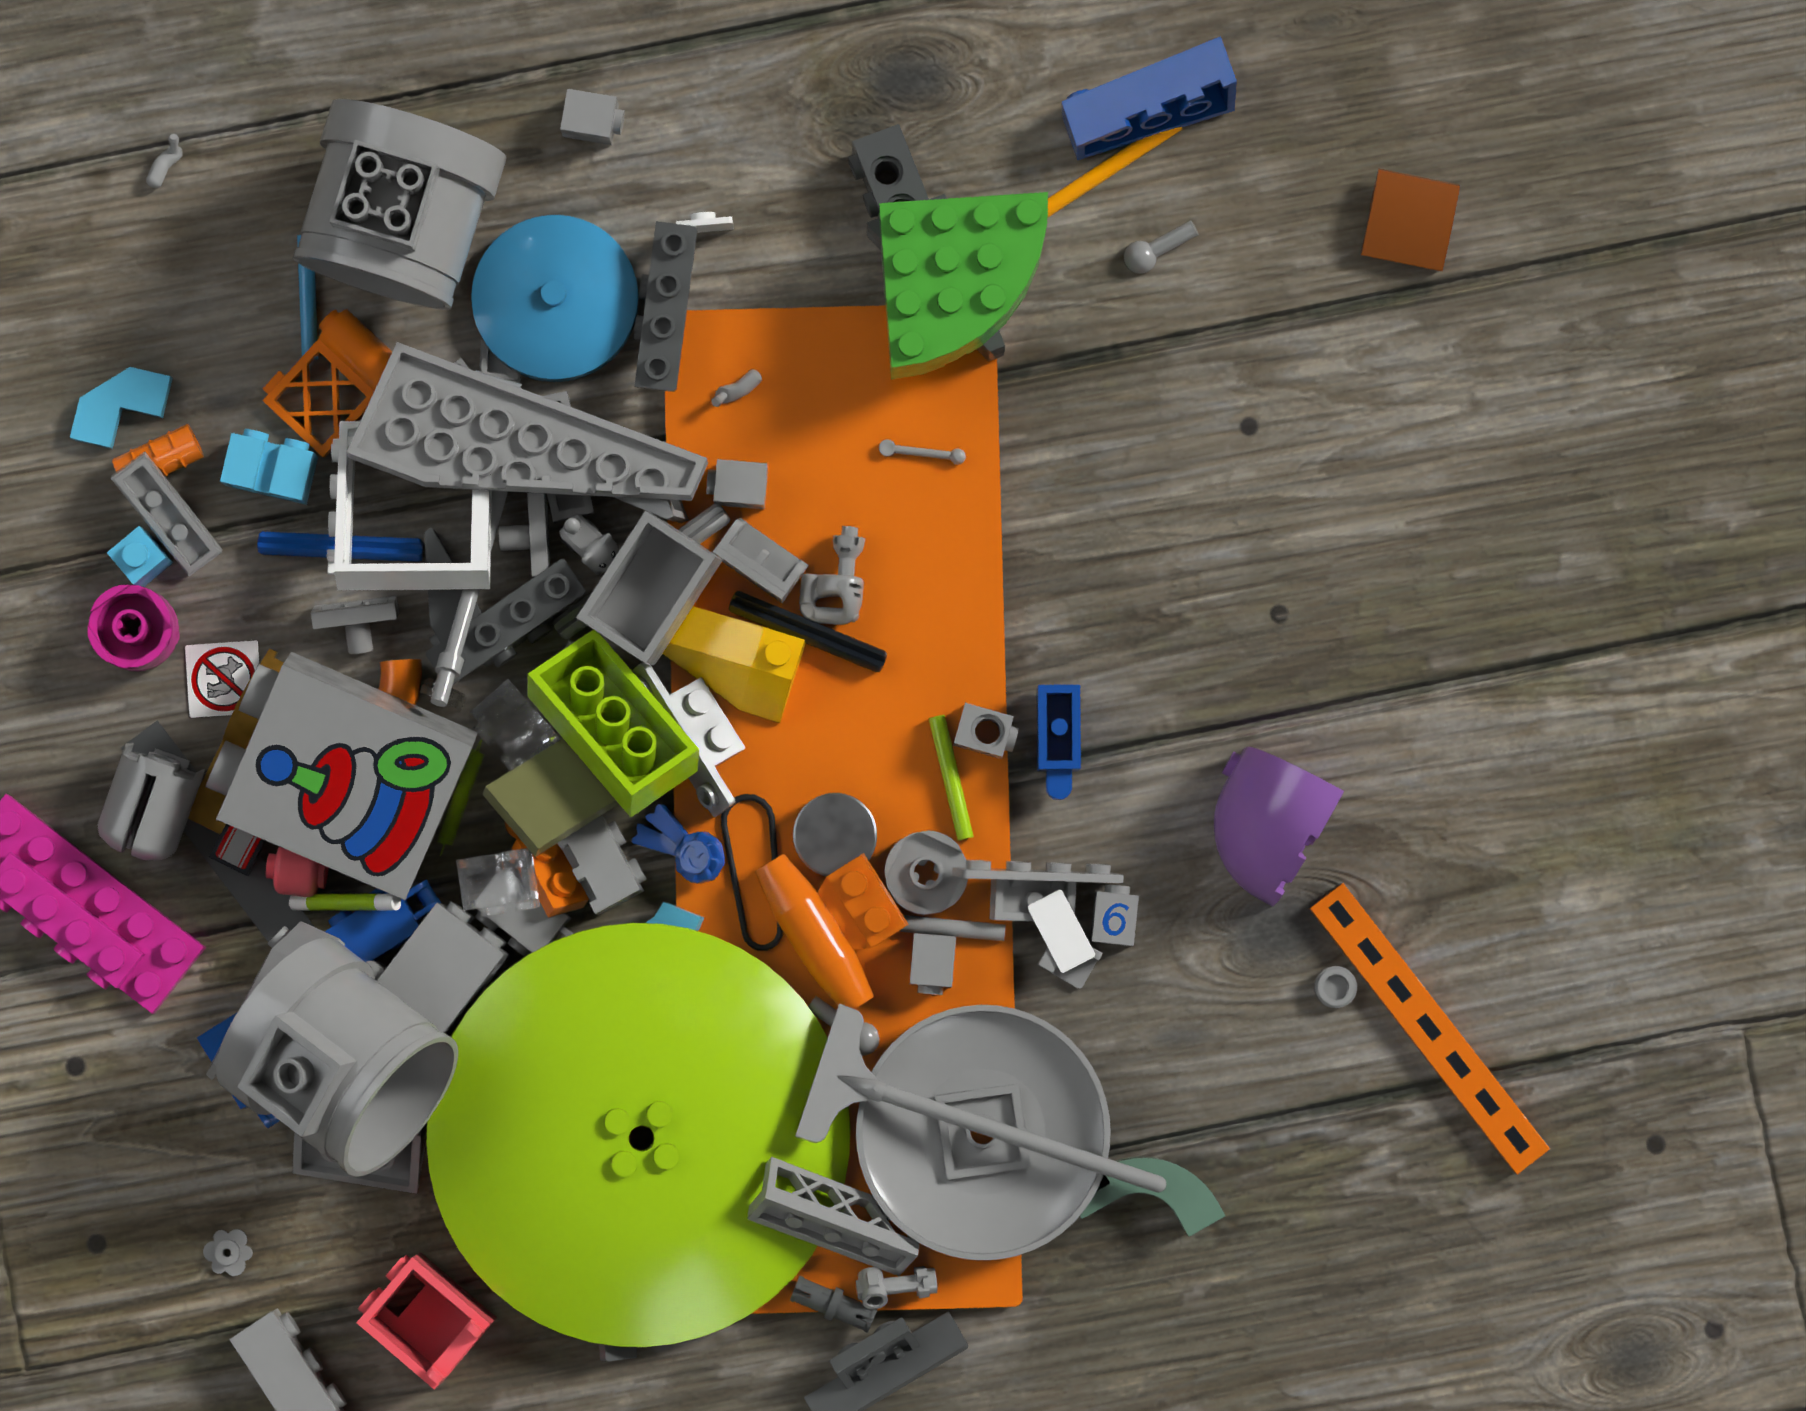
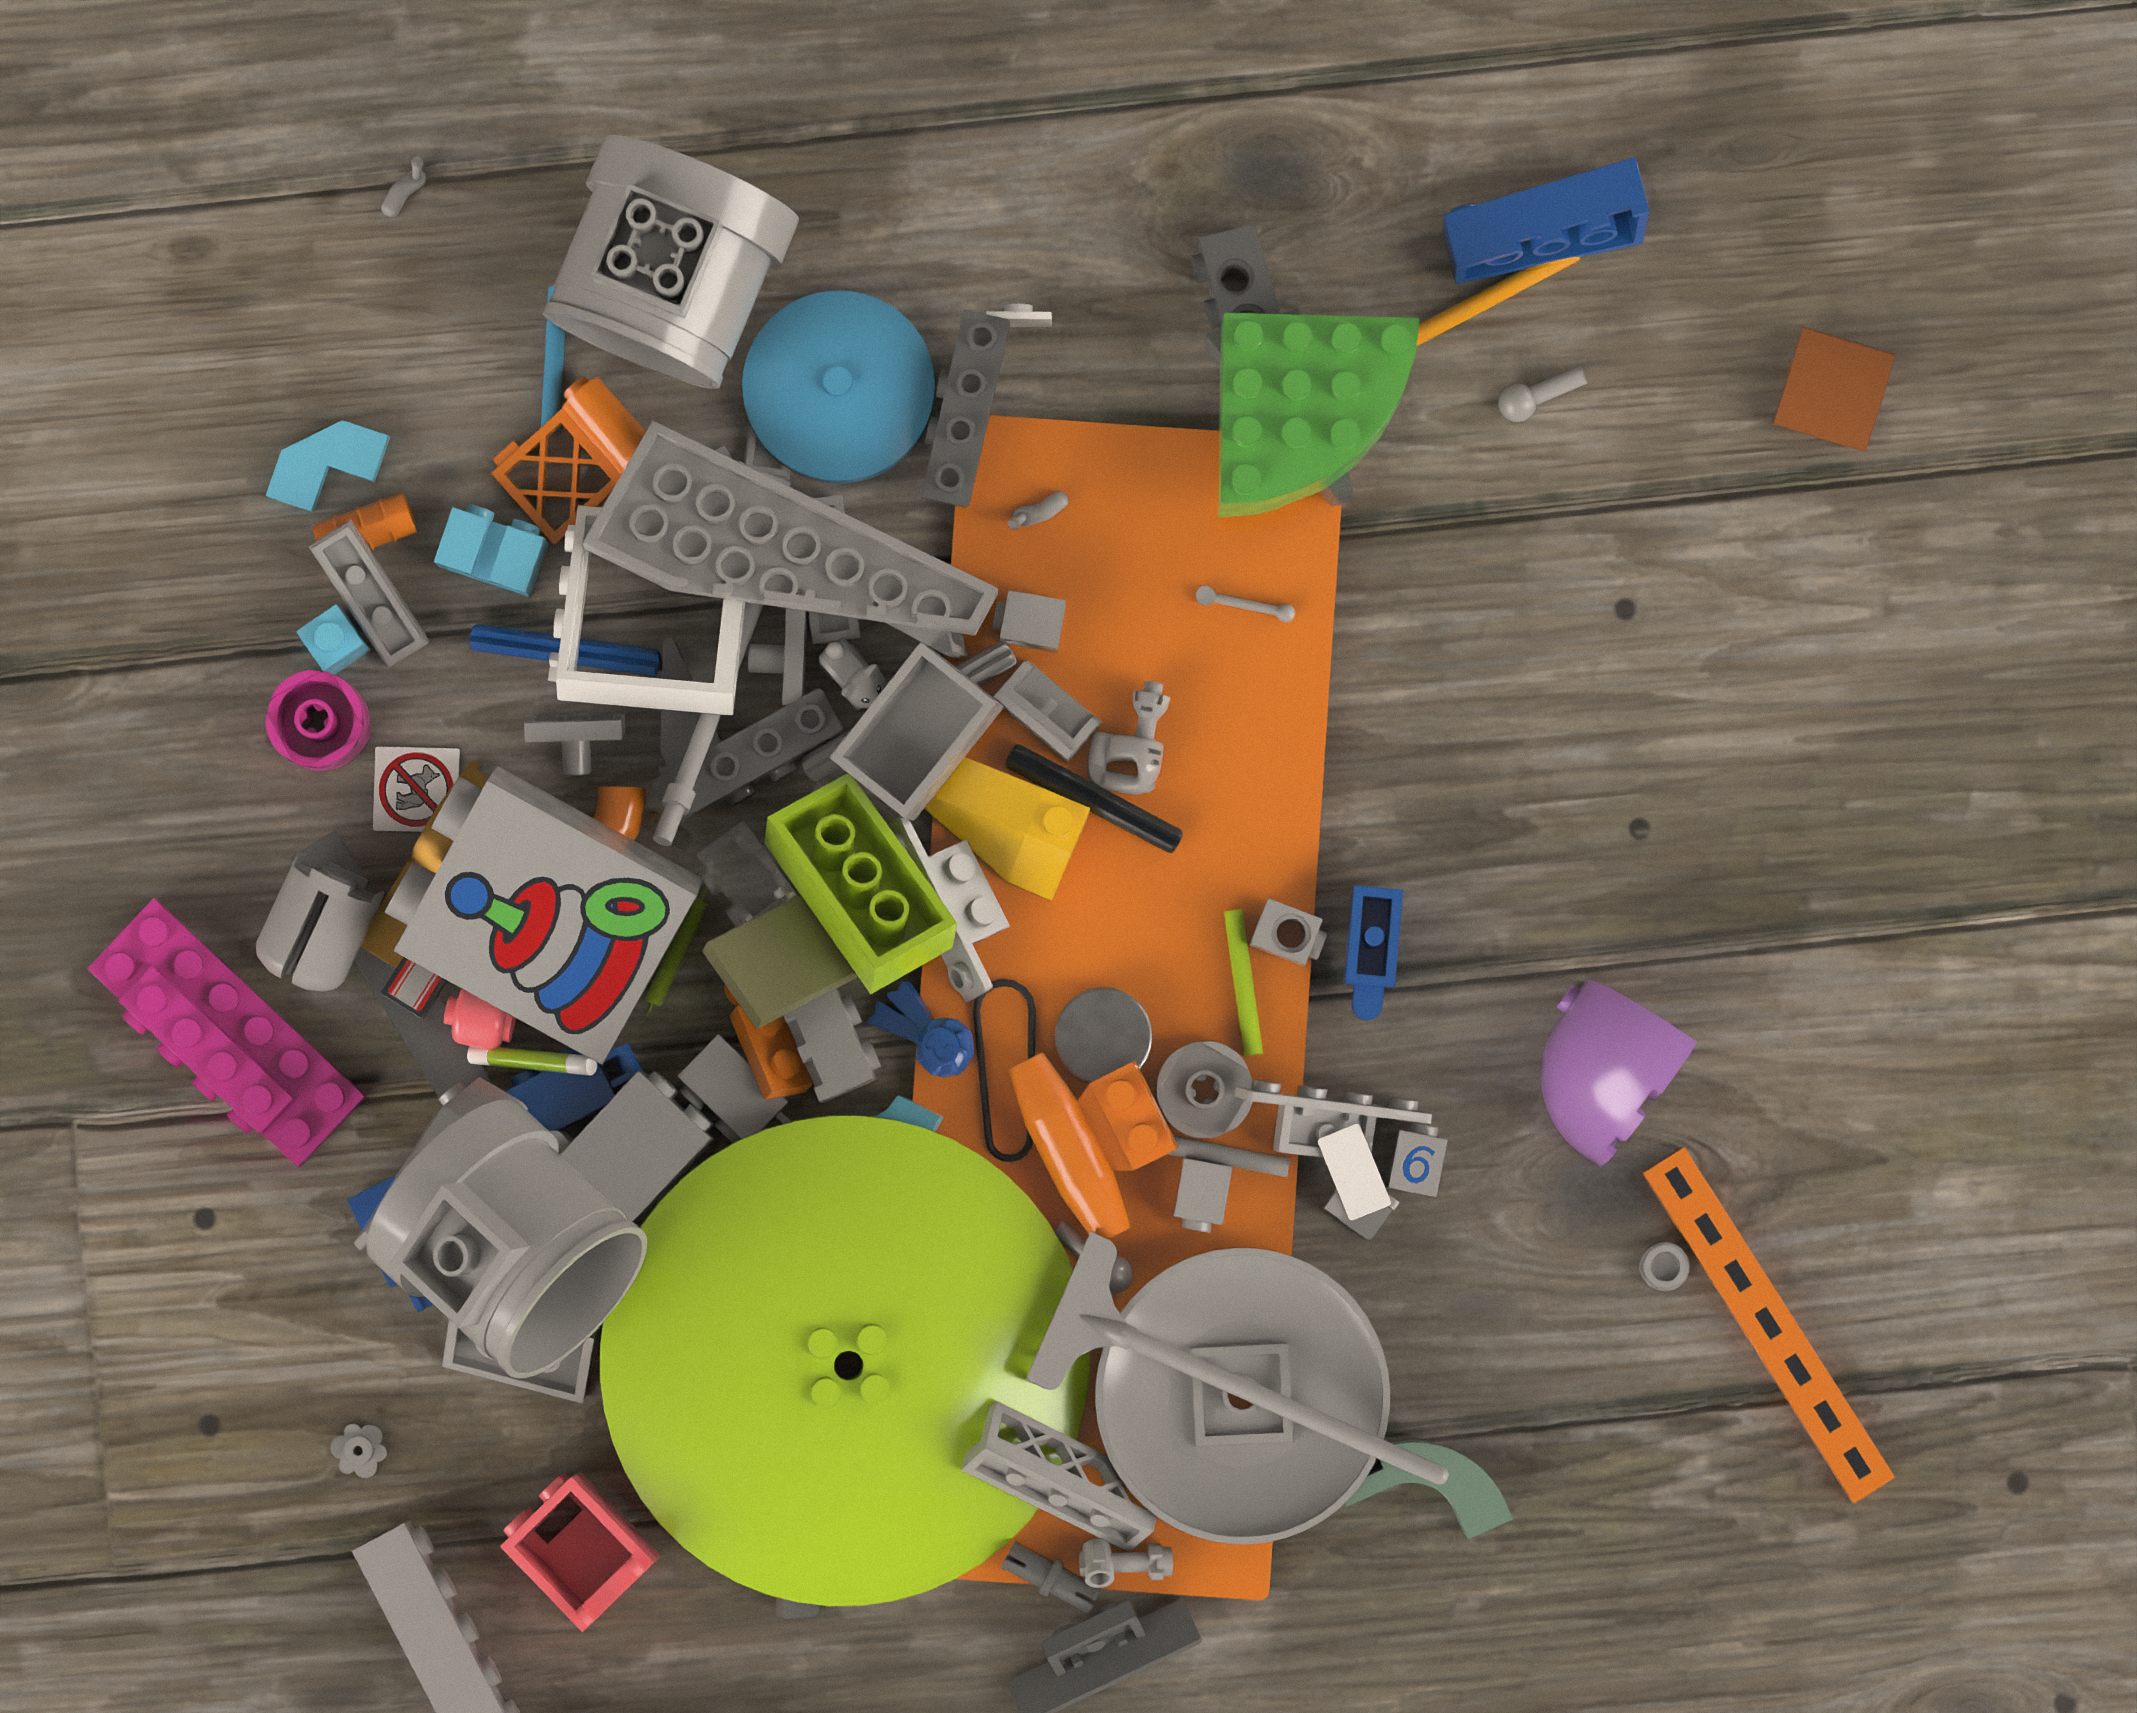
camera: 10 degrees right, 0 degrees up
(498, 881) = (711, 1053): clear cylinder -> none
(591, 117) = (900, 182): light grey brick -> none

